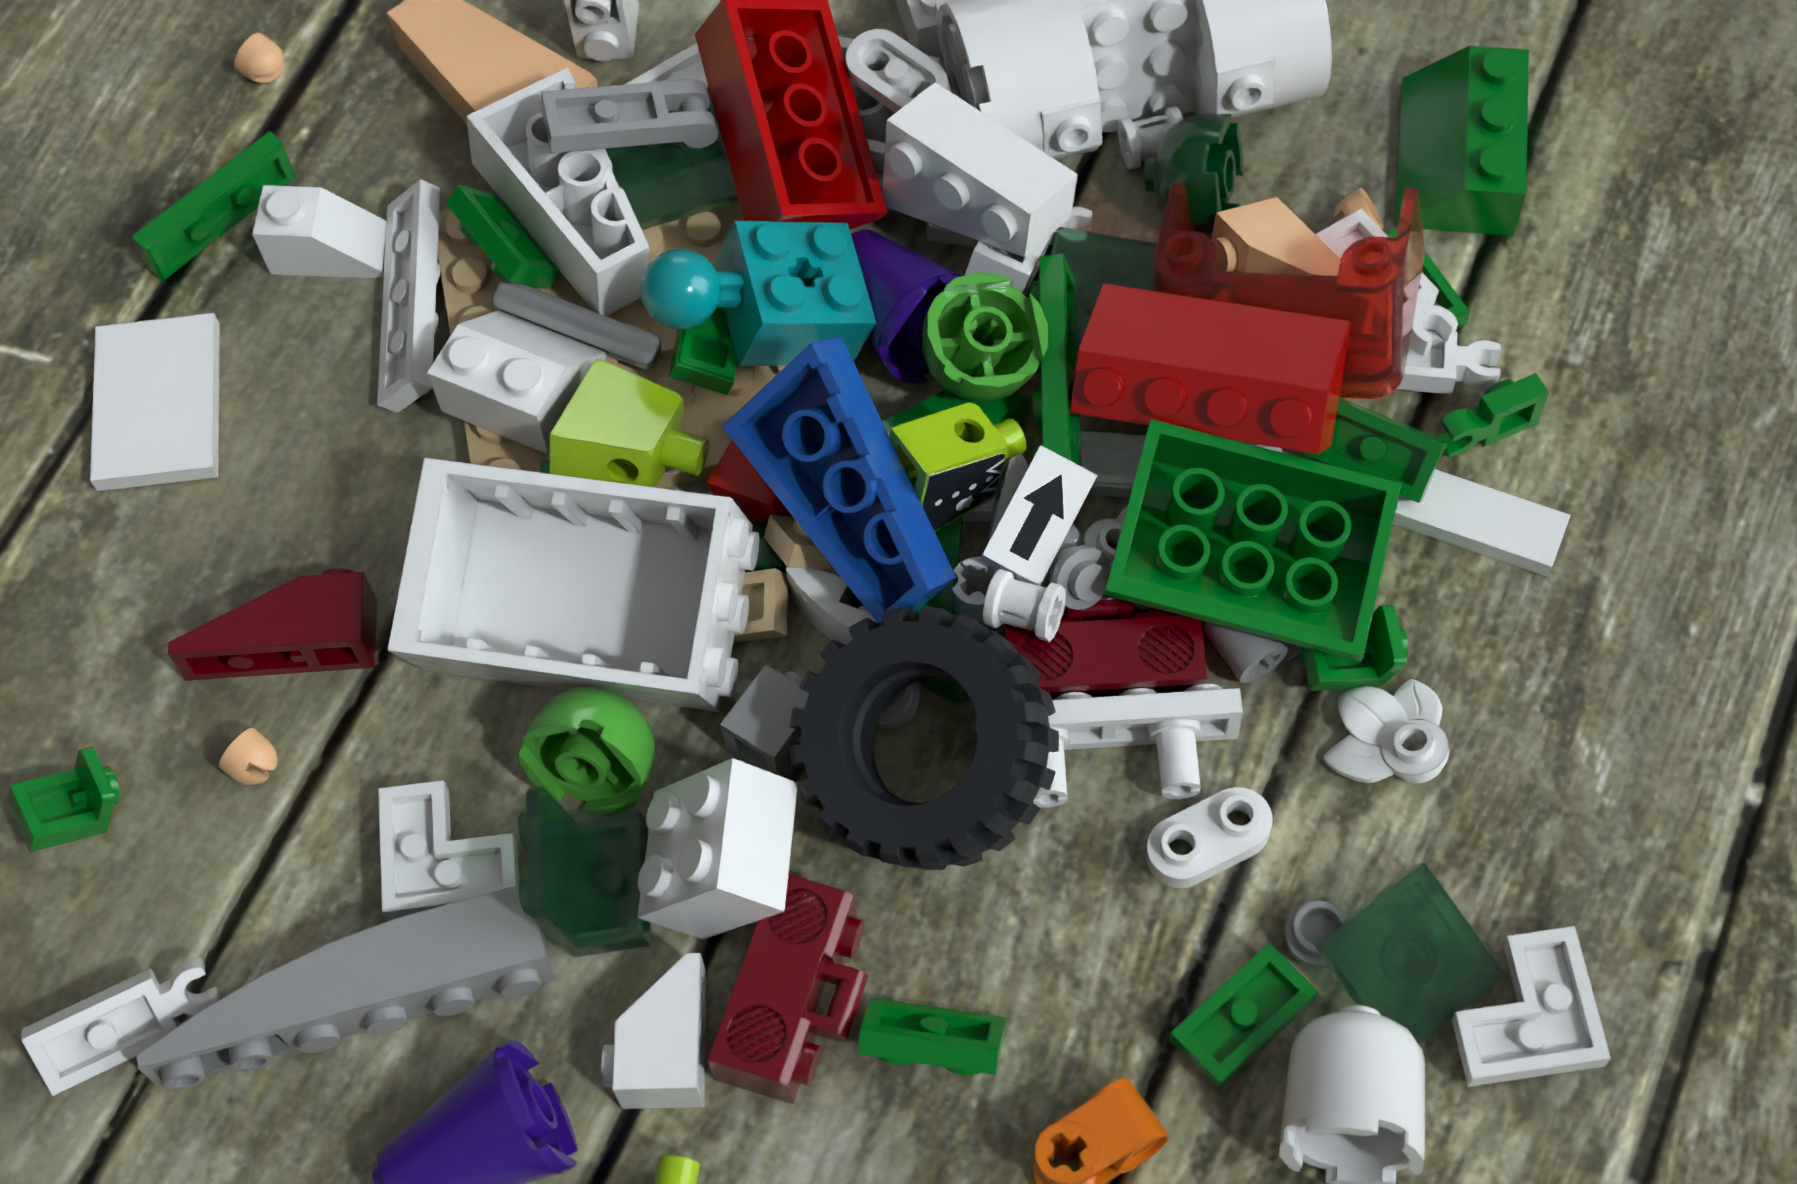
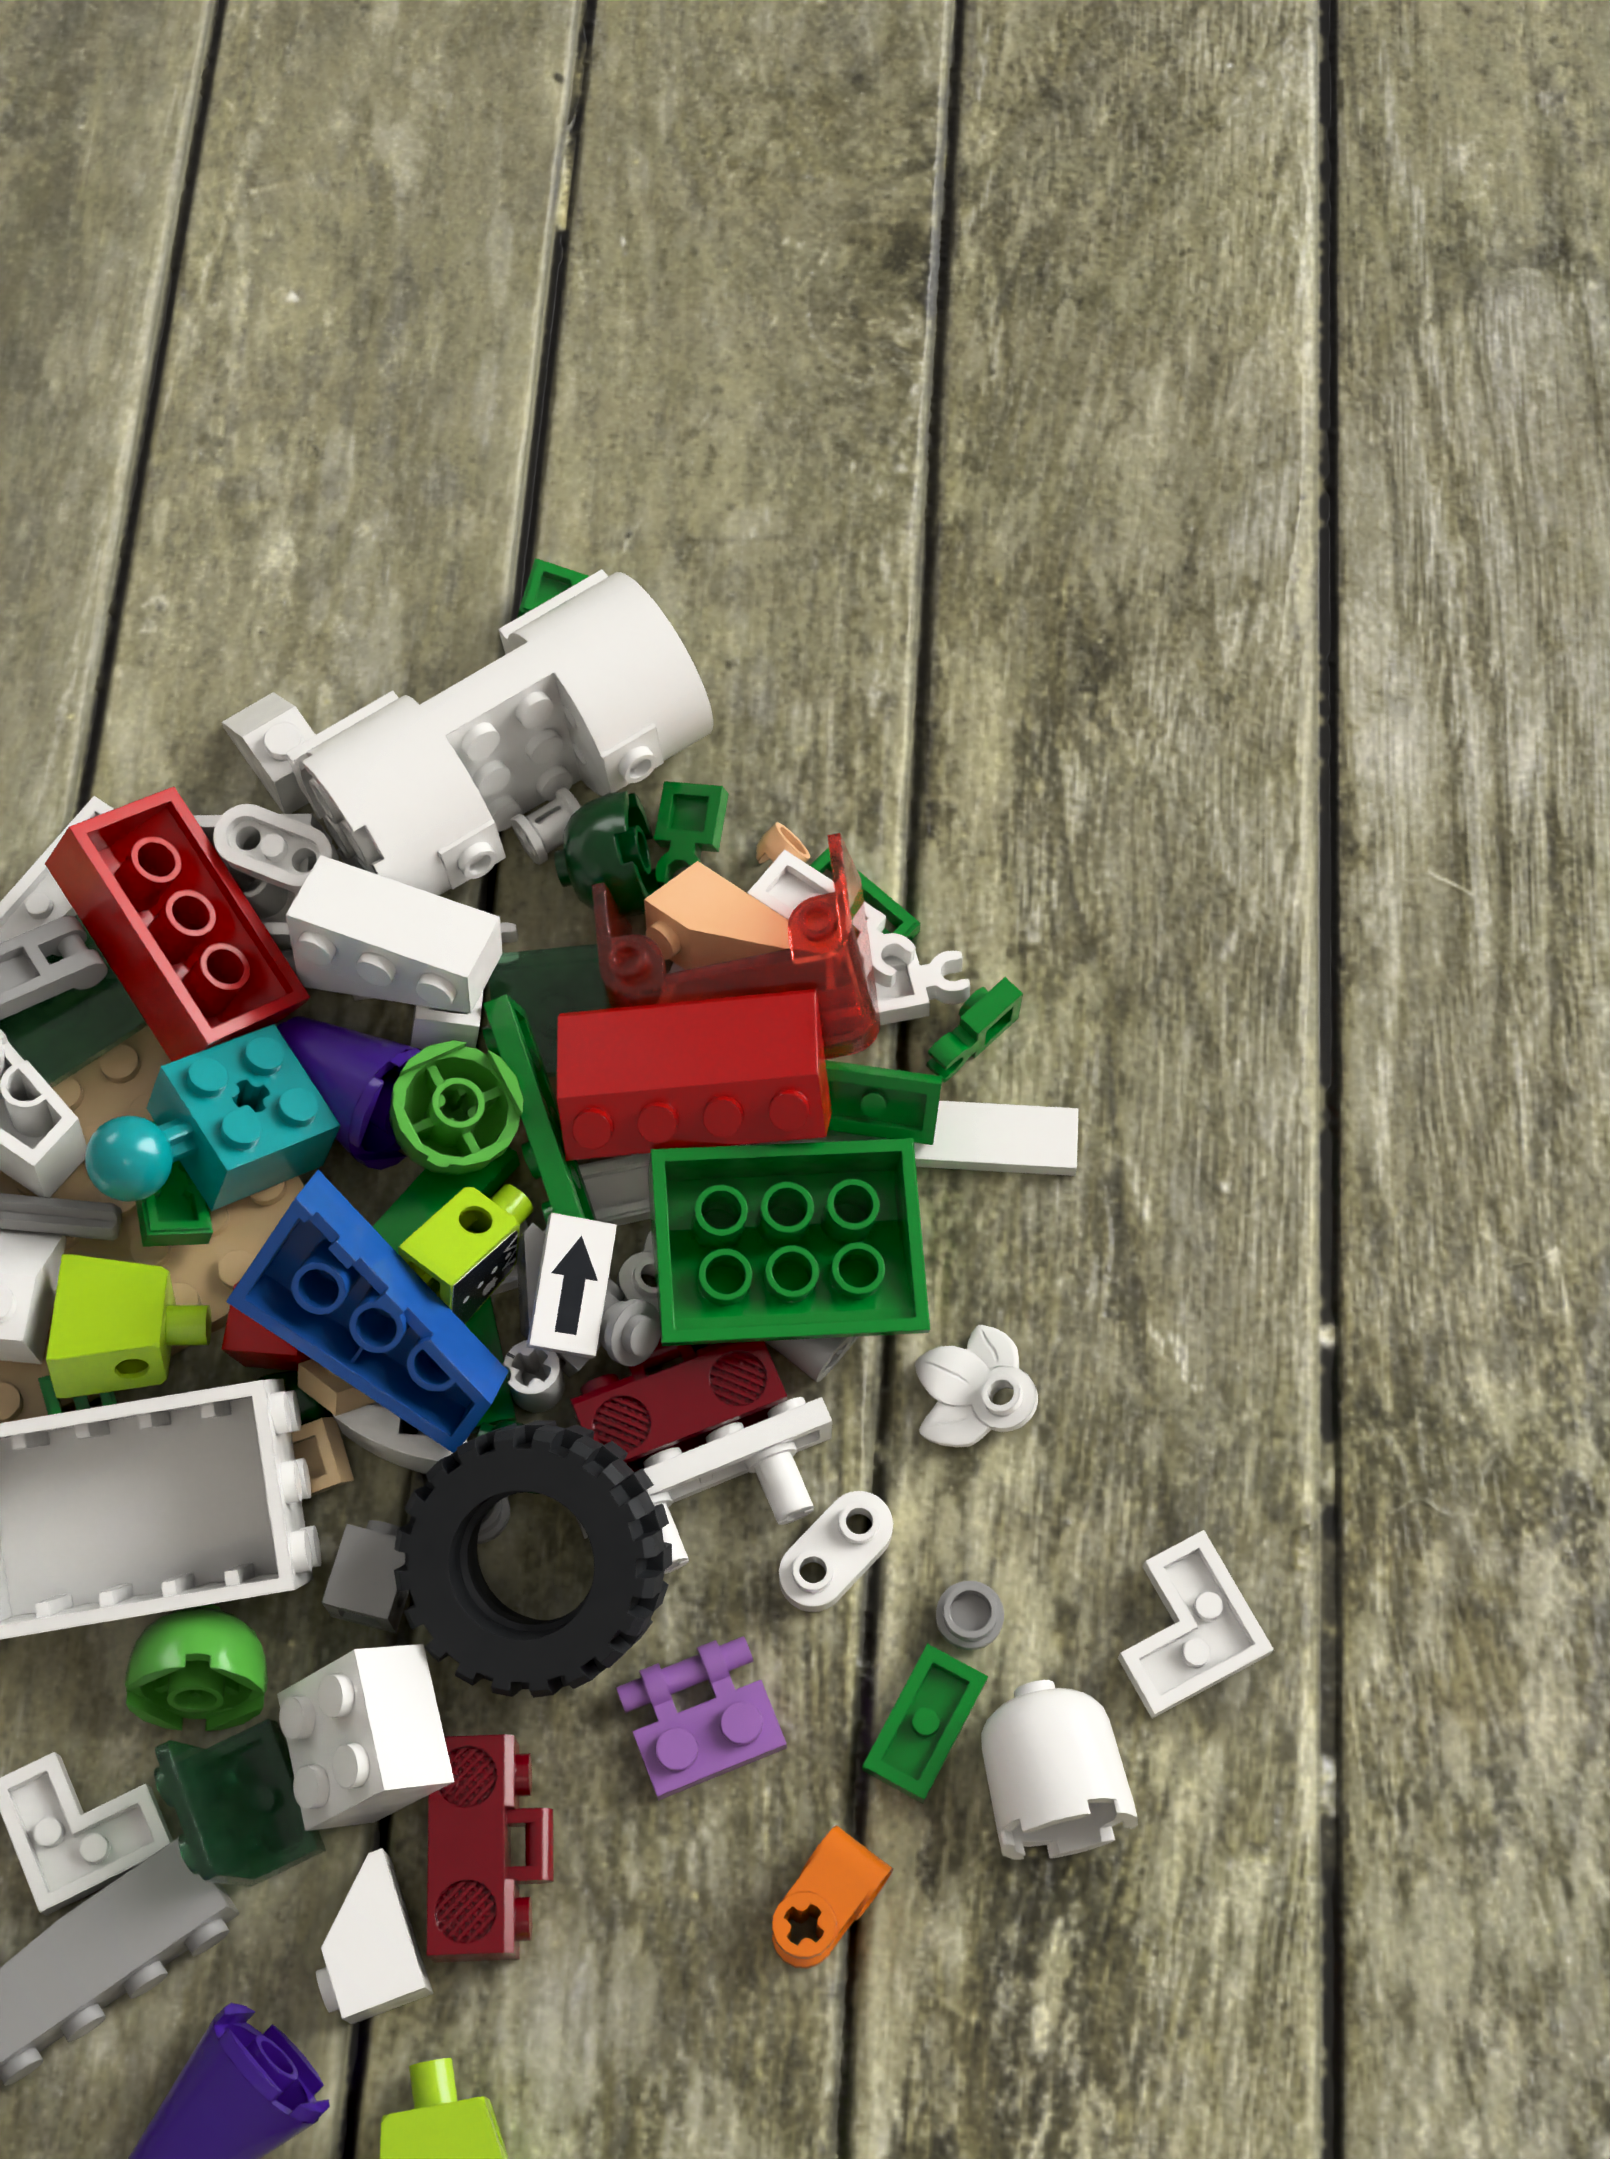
camera: 25 degrees left, 5 degrees up
(932, 1036) = (635, 1848): green plate -> none
(1024, 605) = (587, 1383): white bush -> none
(1034, 963) = (711, 1736): none -> medium lavender plate
(1280, 167) = (687, 824): none -> green plate
(1382, 659) = (947, 1316): green bracket -> none
(1410, 954) = (1061, 1611): clear green tile -> none
(1466, 140) = (861, 742): green slope -> none

